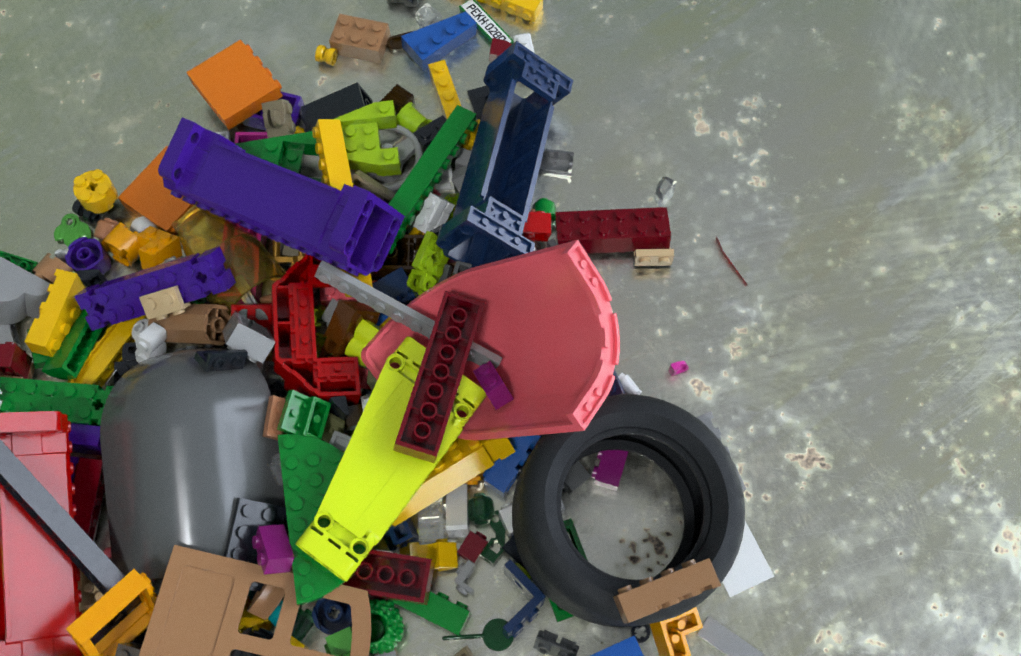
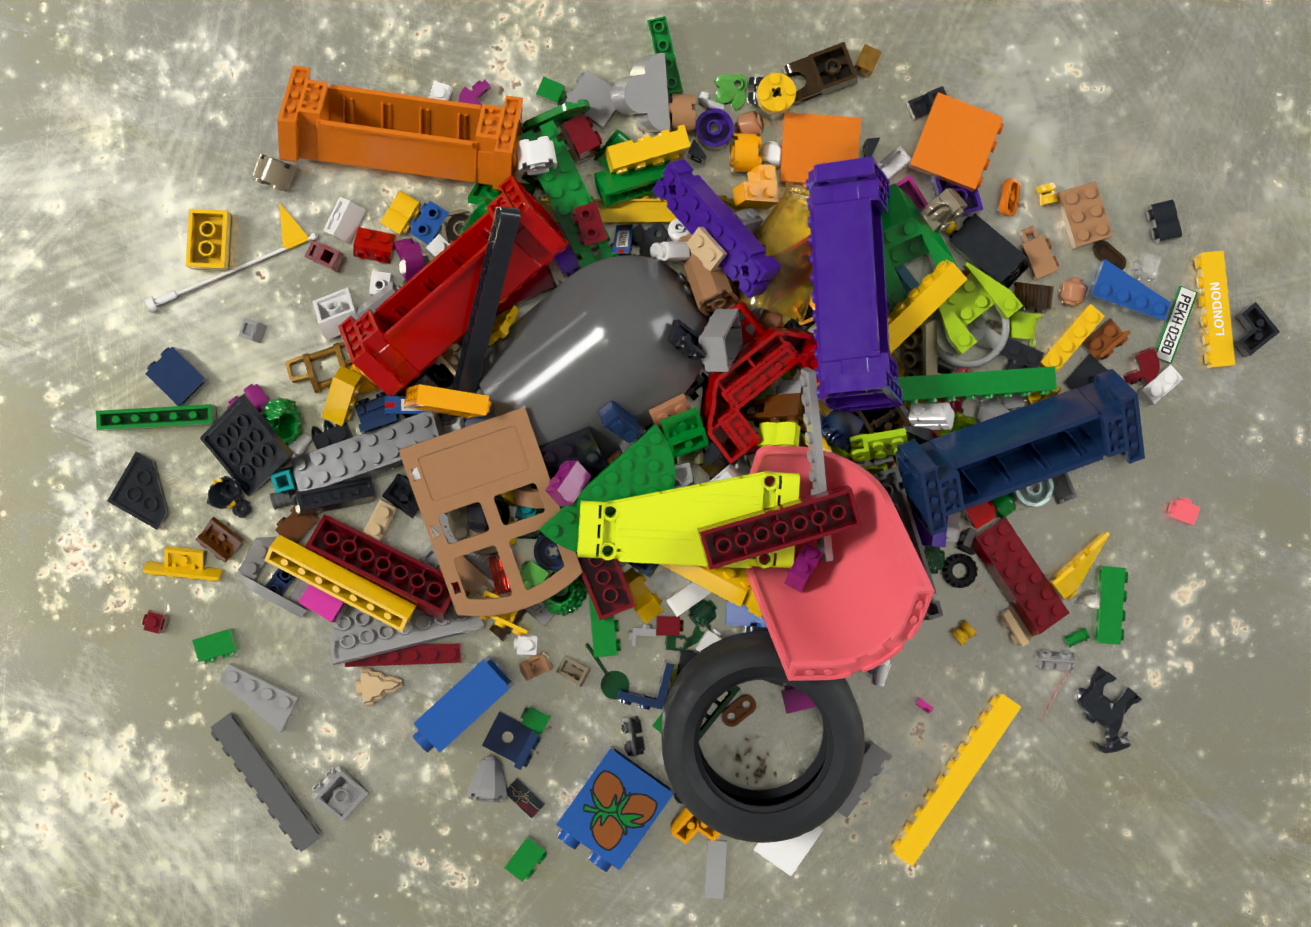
camera: 55 degrees right, 20 degrees up
(70, 391) = (590, 224): none -> dark red brick
(102, 531) = (502, 323): none -> yellow plate
(114, 152) = (817, 72): none -> dark brown brick
(130, 120) = (867, 60): none -> pearl gold brick
(196, 104) = (922, 105): none -> black slope
(252, 464) = (620, 421): none -> dark blue brick
(308, 80) = (1009, 197): none -> orange plate
(373, 83) = (1038, 254): none -> medium nougat brick
(411, 75) = (1074, 291): none -> nougat head
(465, 73) = (1104, 339): none -> dark orange bracket
(549, 182) = (1033, 499): none -> light aqua brick
(590, 531) = (739, 710): none -> orange plate
(634, 189) = (1073, 573): none -> yellow wedge
(634, 300) = (963, 632): none -> yellow wheel
(635, 89) = (1183, 511): none -> coral brick
(666, 590) = (708, 805): medium nougat wedge -> none
(688, 183) = (1110, 609): none -> green brick
(690, 217) = (1077, 637): none -> green pin
(703, 238) = (1064, 659): none -> light grey hinge
(762, 380) = (955, 779): none -> yellow brick
(765, 228) = (1105, 711): none -> black animal

